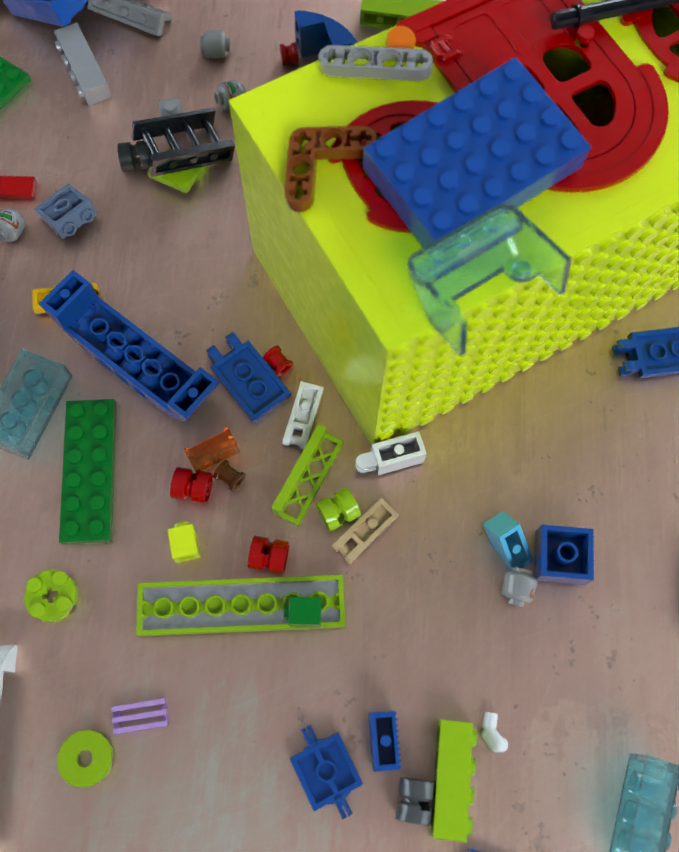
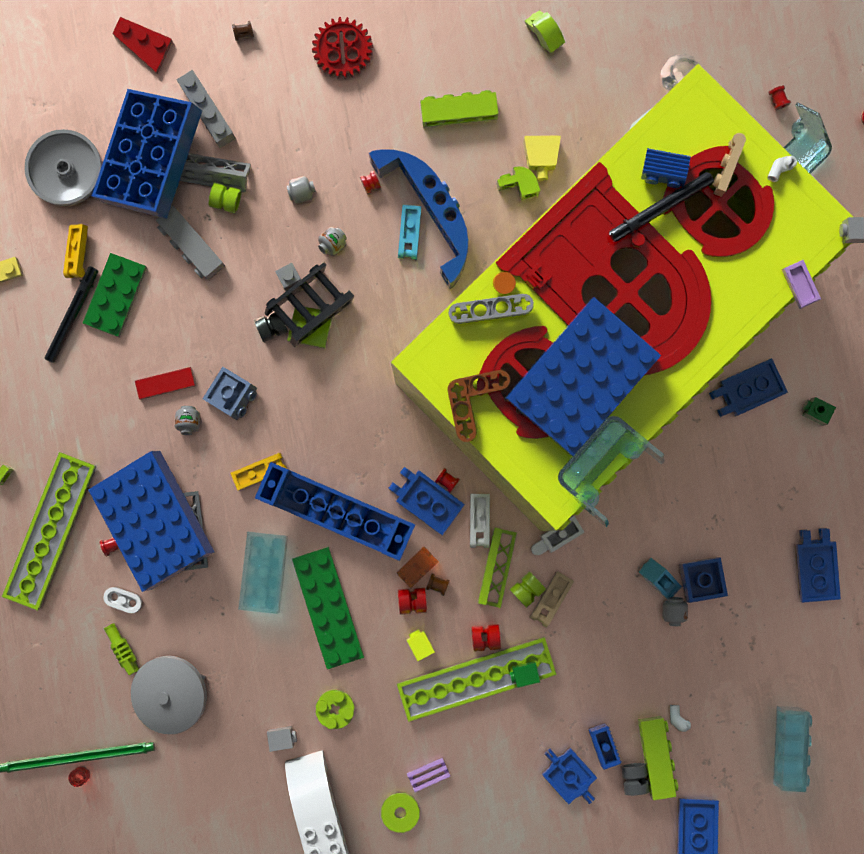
camera: 15 degrees left, 15 degrees up
(133, 32) = (225, 198): none -> lime wheel

